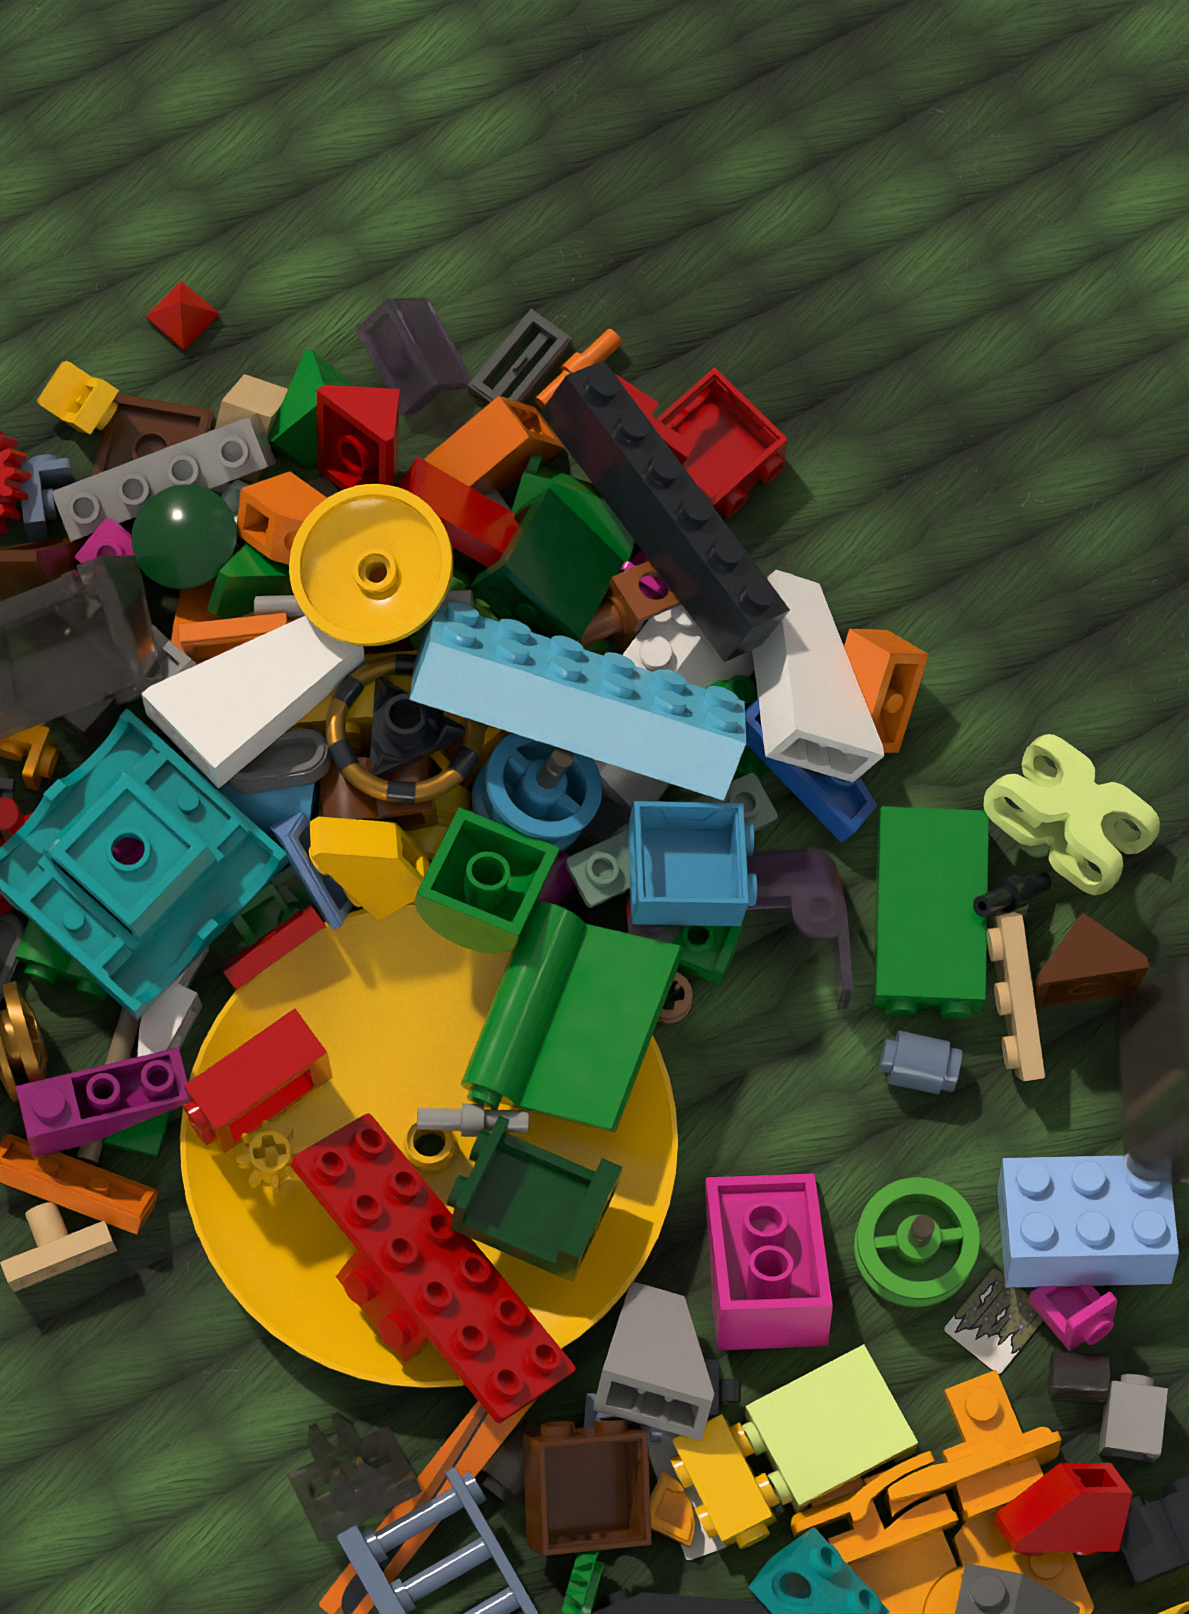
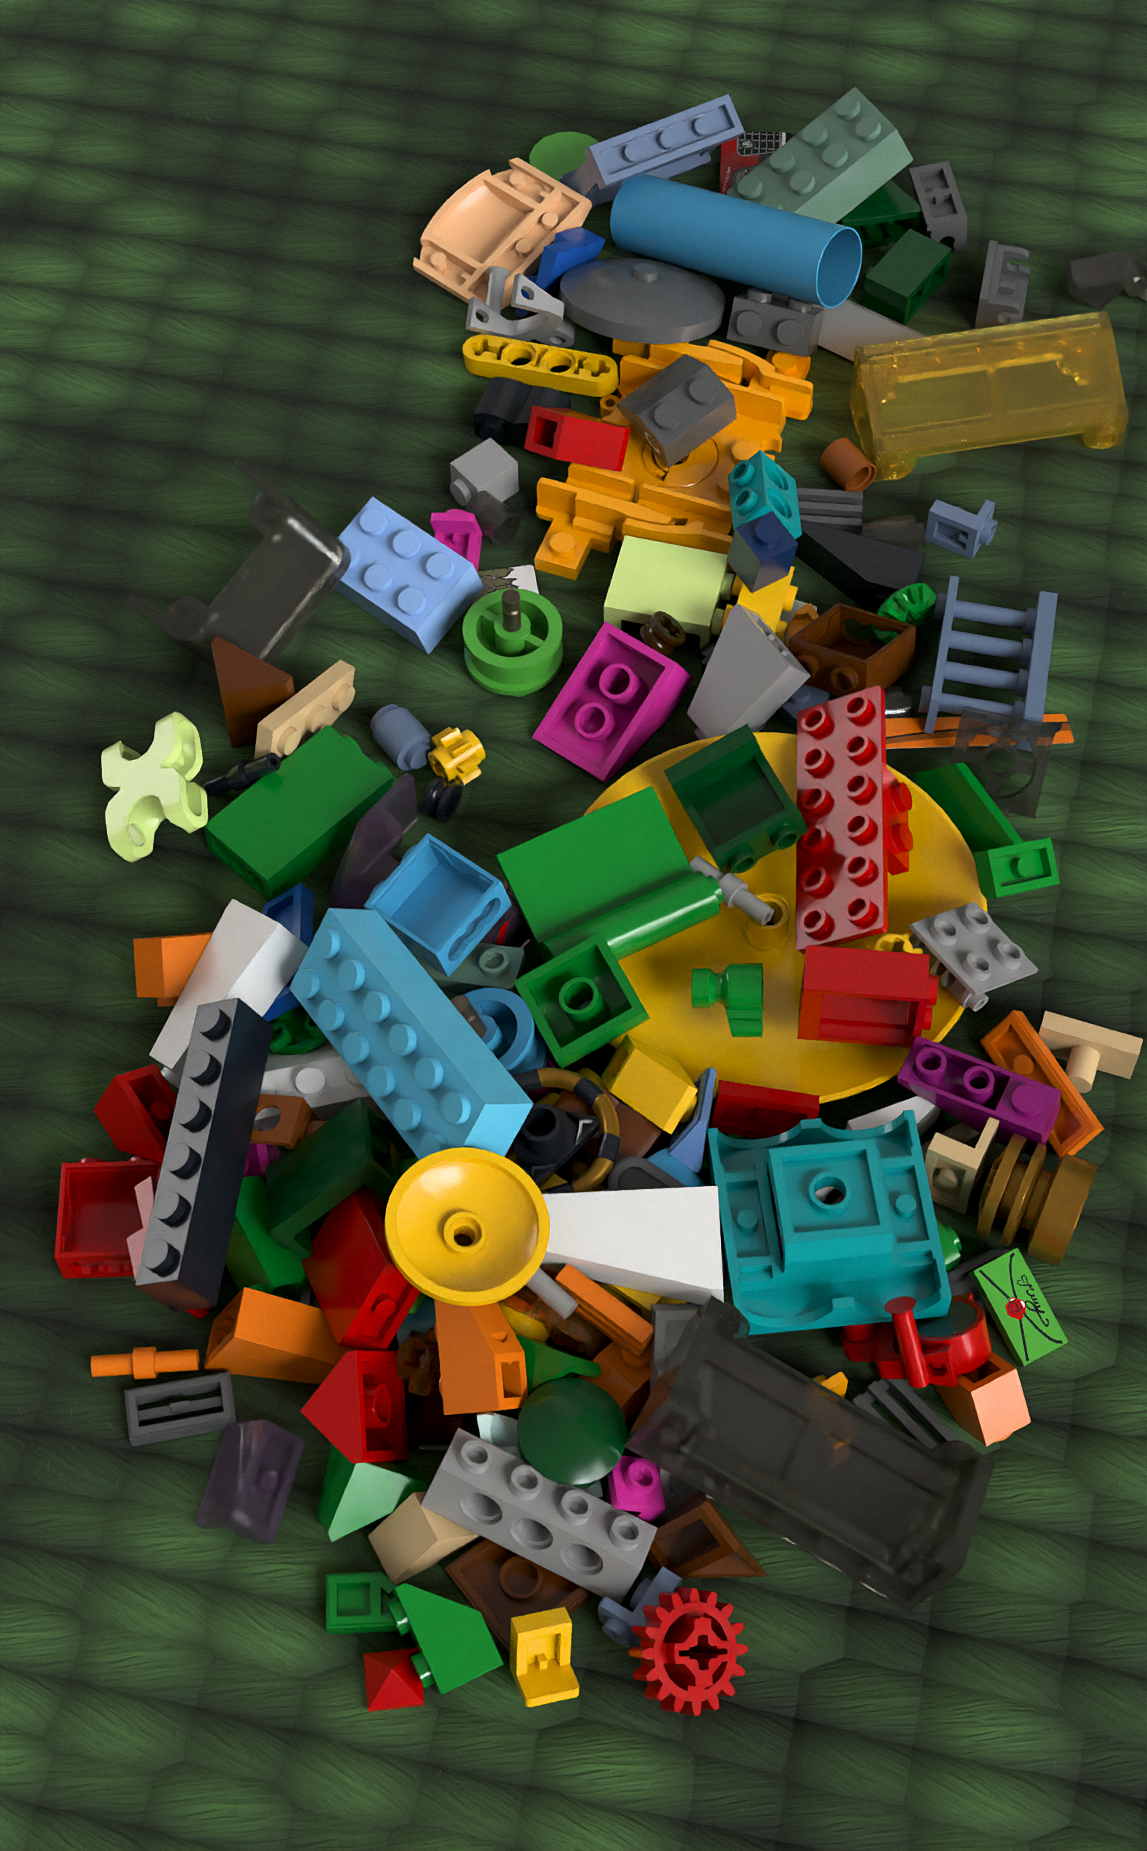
camera: 135 degrees left, 15 degrees down
(73, 1018) = (957, 1168): none -> tan panel
(163, 357) = (448, 1635): none -> green slope
(212, 1231) = (970, 953): none -> light grey hinge
(246, 347) = (359, 1603): none -> green tile
(256, 1377) = (1001, 857): none -> green piece
(381, 1022) = (738, 990): none -> green piece
(750, 1500) = (762, 551): none -> dark blue brick
(769, 1345) = (663, 633): none -> dark brown bush
(770, 529) = (138, 1112): none -> red slope
(825, 1030) = (441, 799): none -> black bush
(852, 1080) = (456, 755): none -> yellow gear

